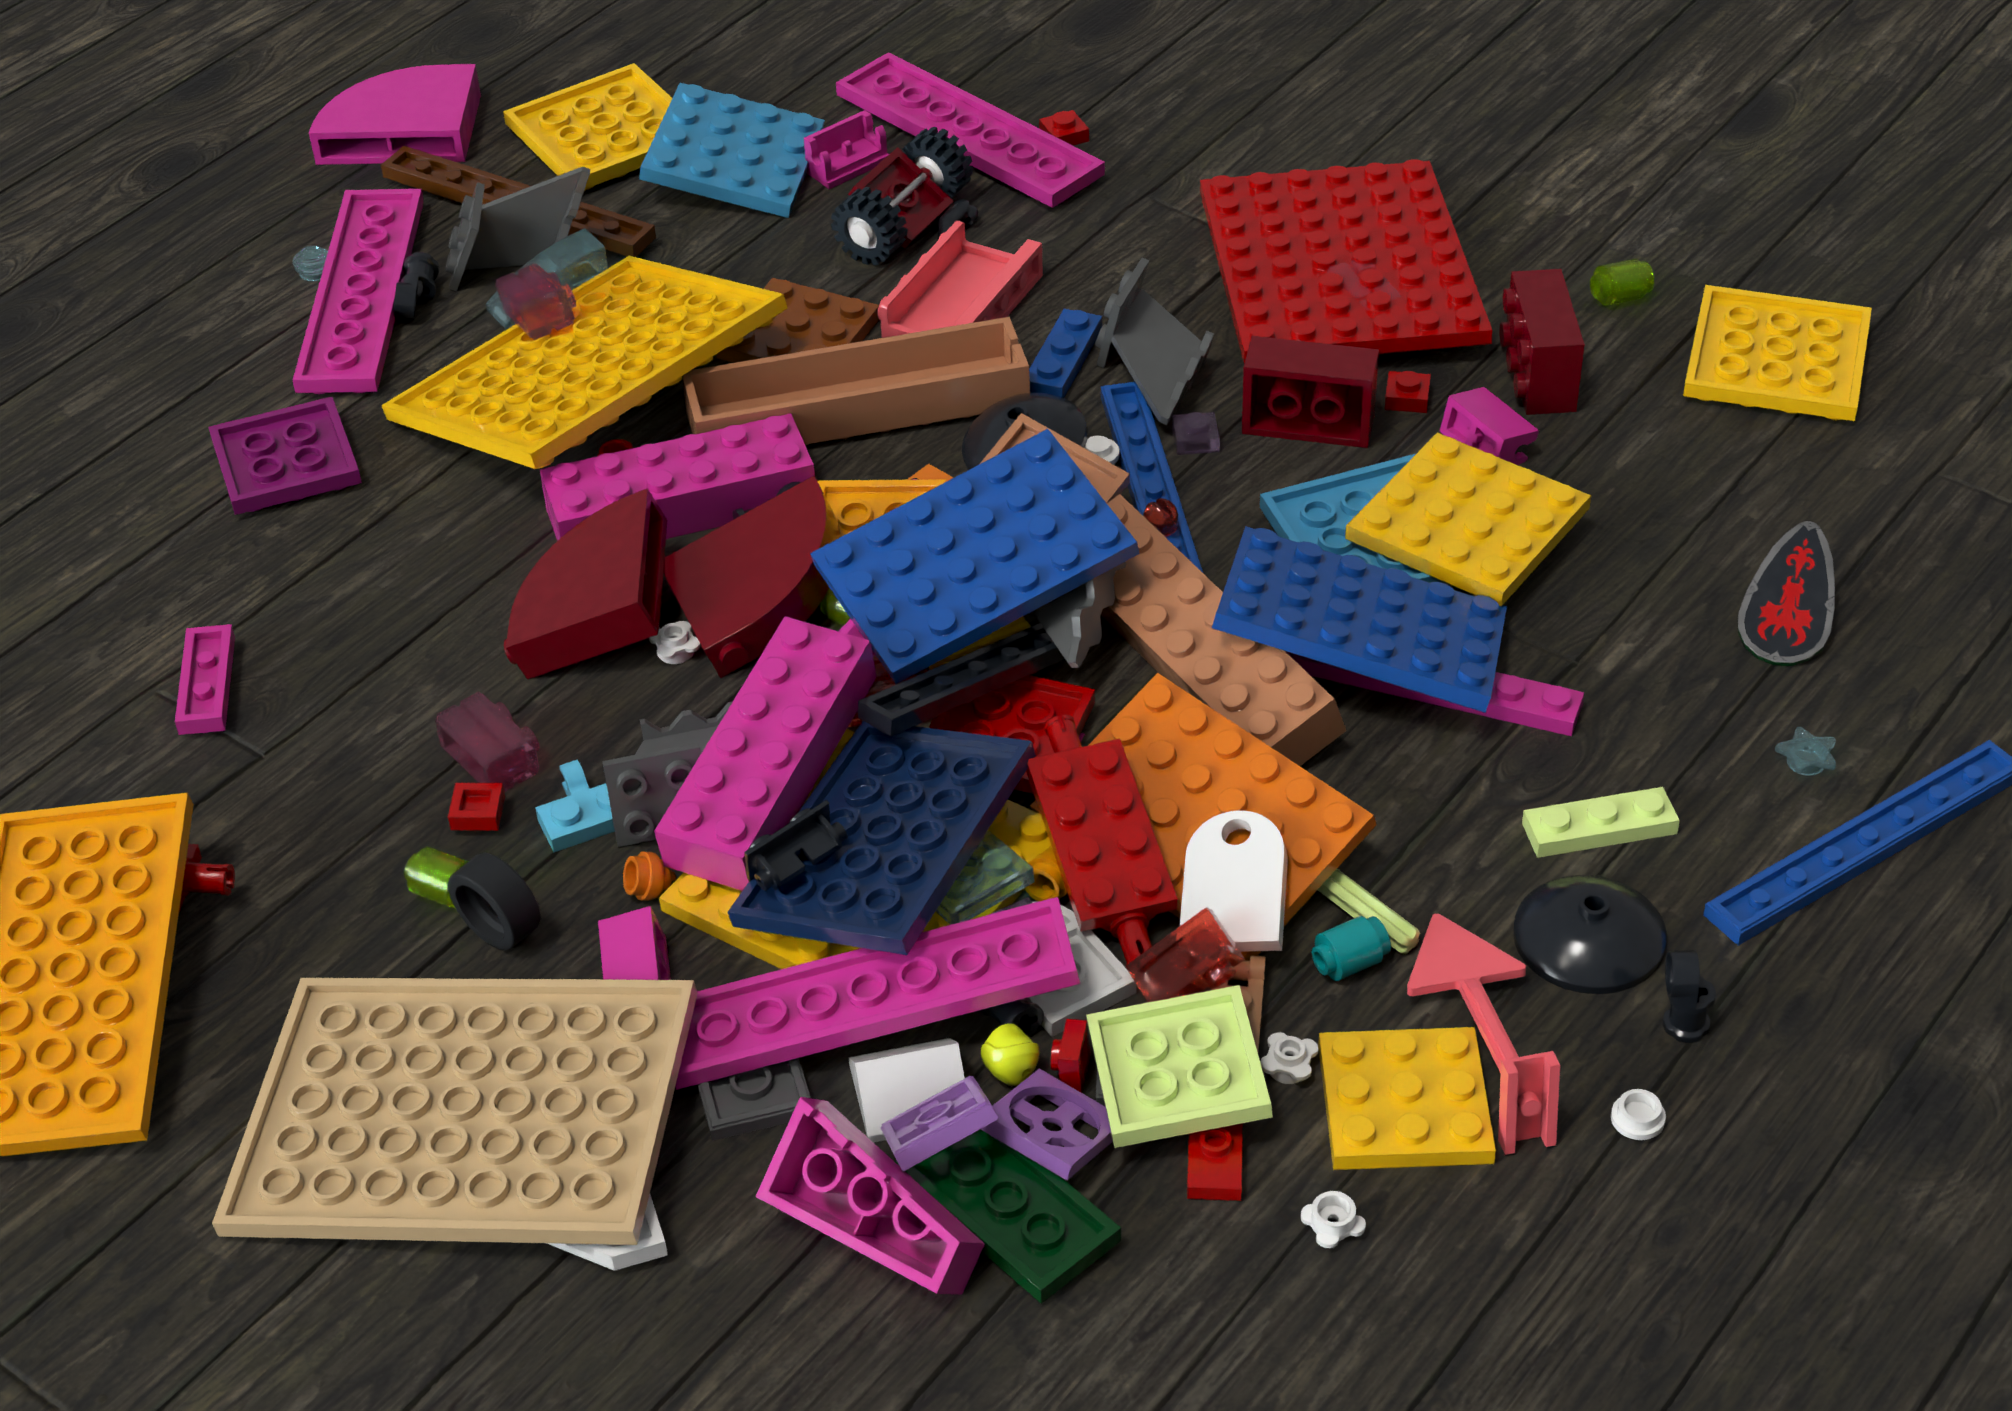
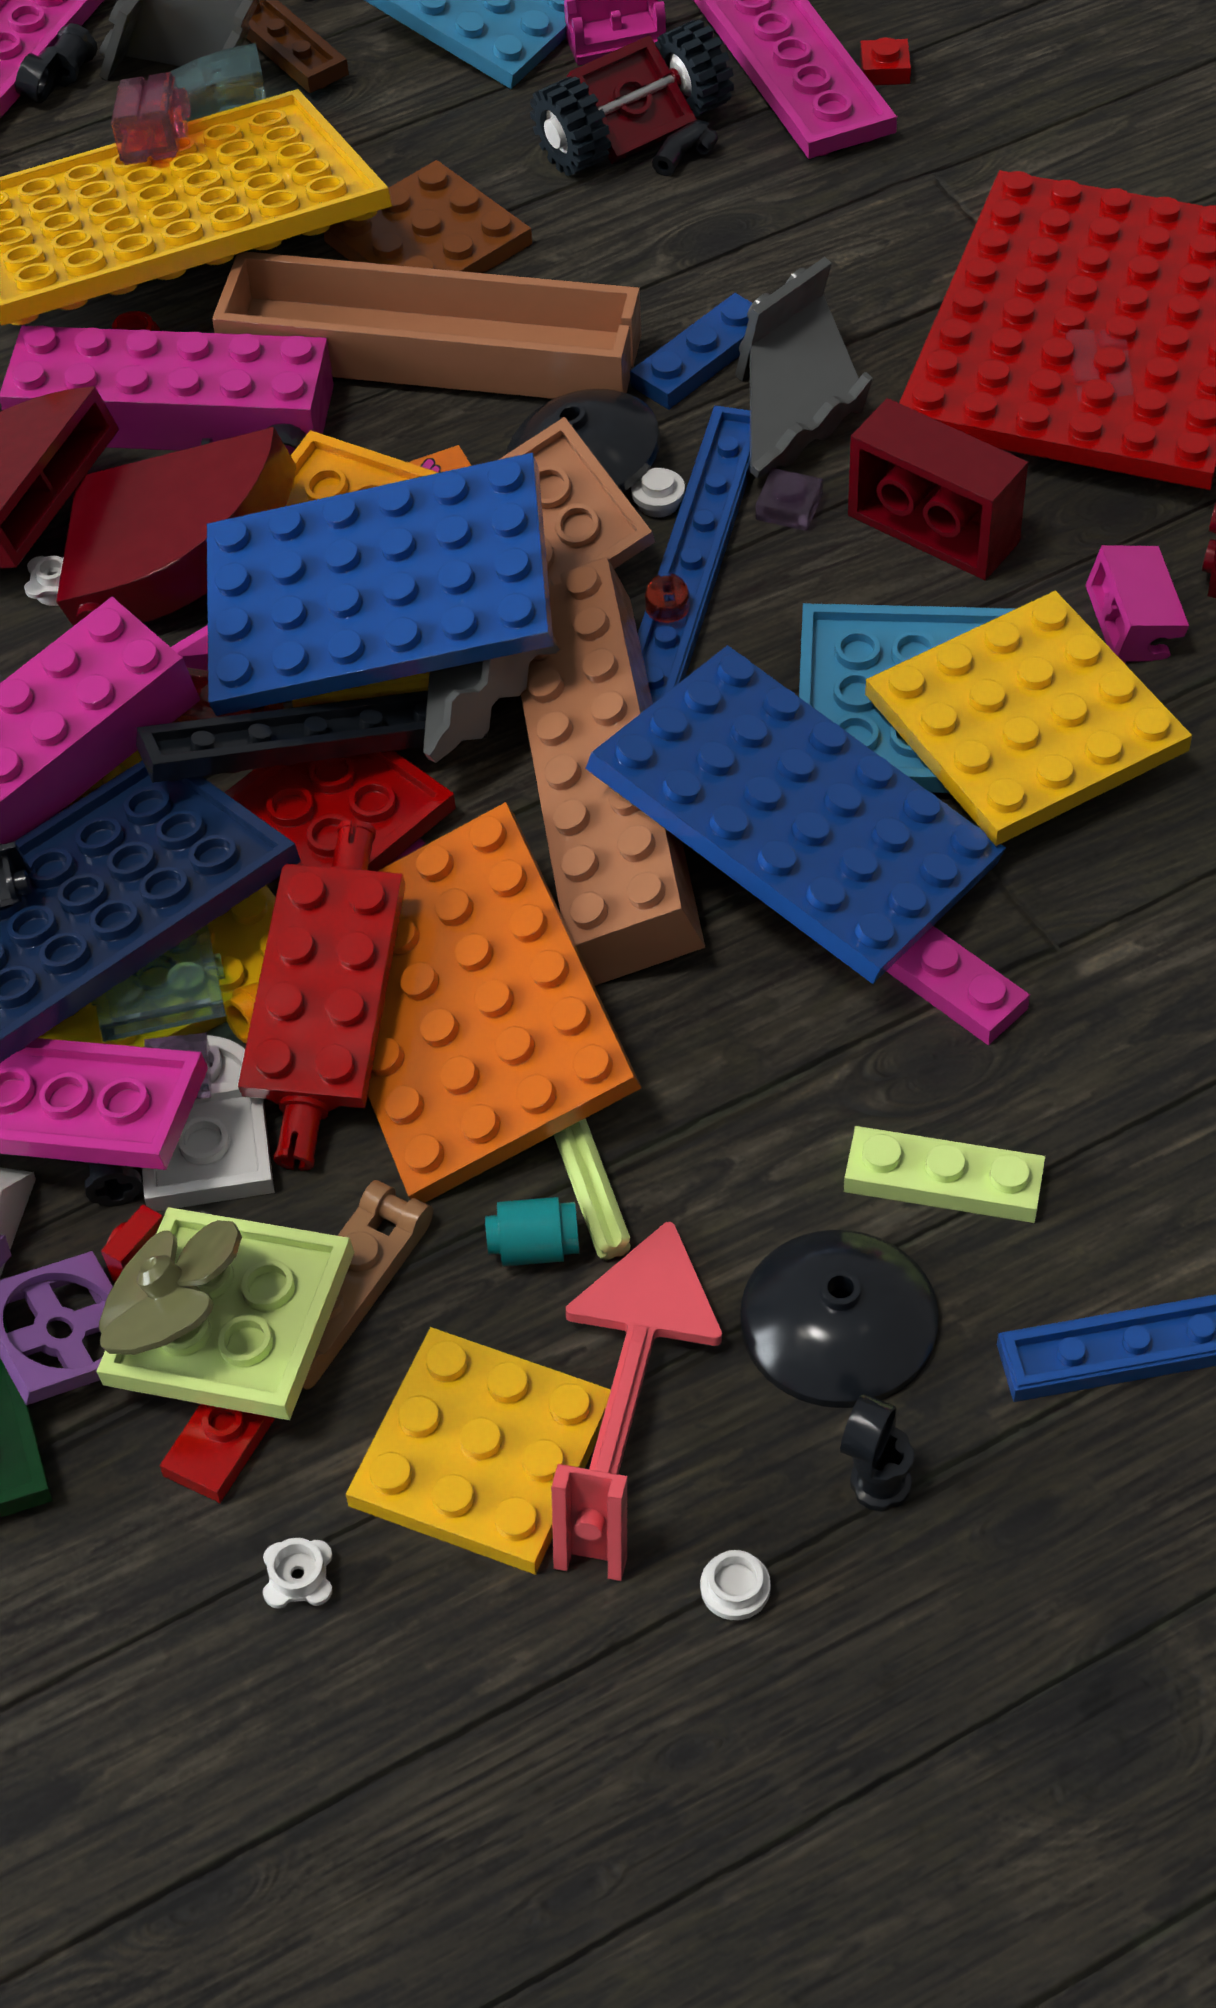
camera: 25 degrees right, 10 degrees up
(960, 285) = (634, 230): coral panel -> none
(1010, 1054) = (72, 1220): neon yellow piece -> none
(1130, 1066) = (159, 1298): none -> olive piece
(1187, 960) = (322, 1182): clear red bracket -> none
(1239, 881) = (432, 1106): white tile -> none
(1289, 1058) = (382, 1361): white plate -> none
(1407, 391) = (1075, 521): red plate -> none

